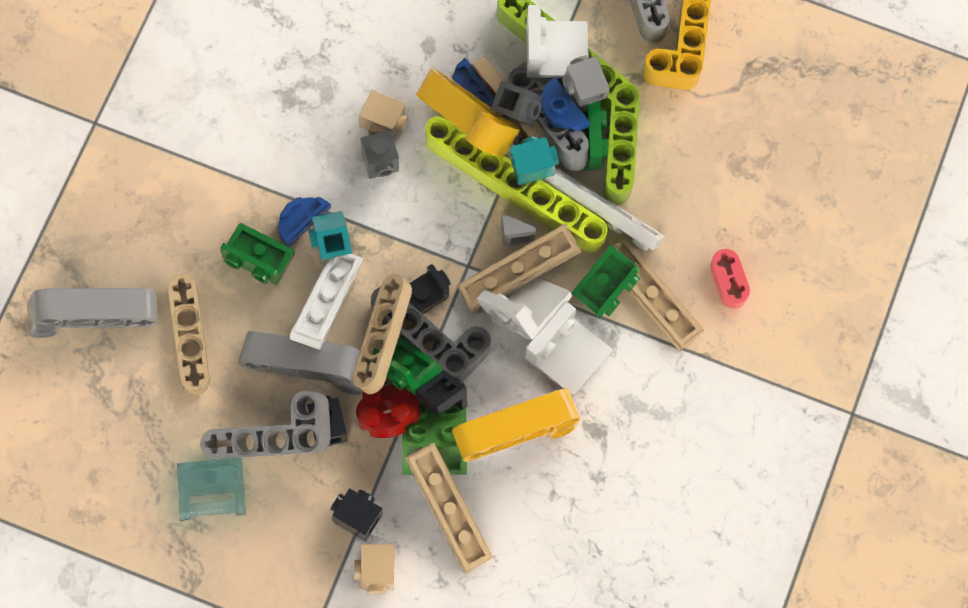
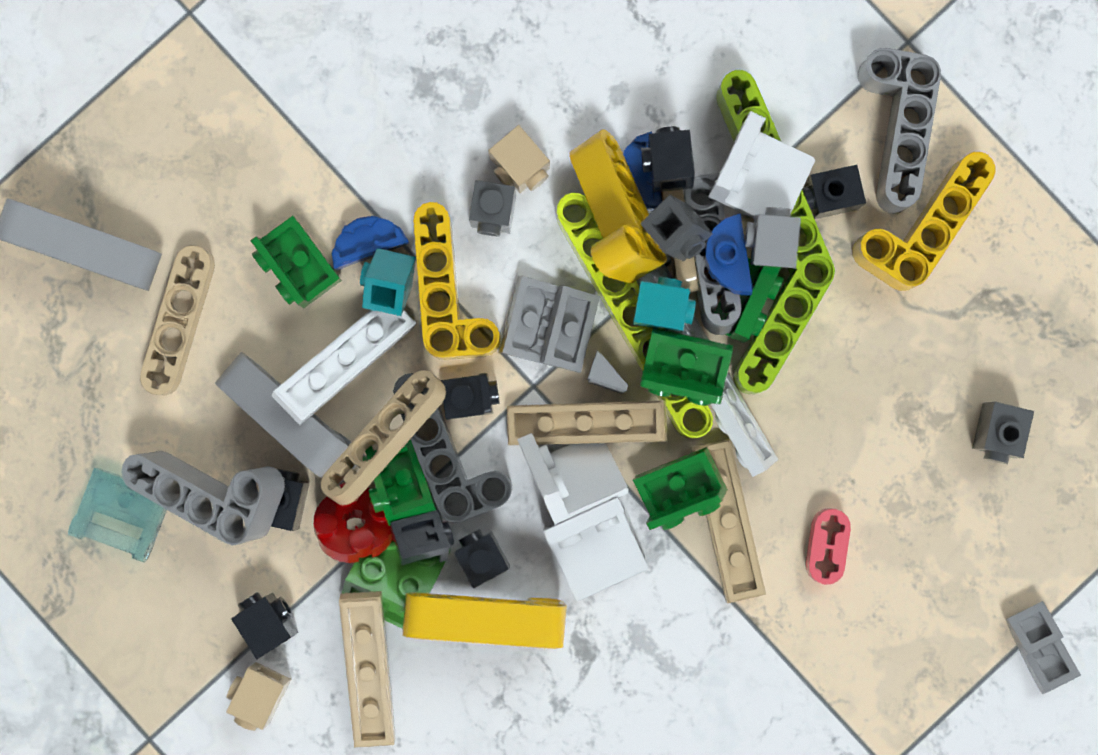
camera: 30 degrees right, 15 degrees up
(371, 220) = (444, 281): none -> yellow beam
(458, 217) = (549, 324): none -> light grey slope
(488, 64) = (669, 159): none -> black brick
(490, 392) = (481, 557): none -> black brick
(569, 191) = (686, 367): none -> green bracket
(612, 41) = (834, 192): none -> black brick
(807, 146) = (1002, 431): none -> dark grey brick
(911, 279) = (1042, 647): none -> light grey slope

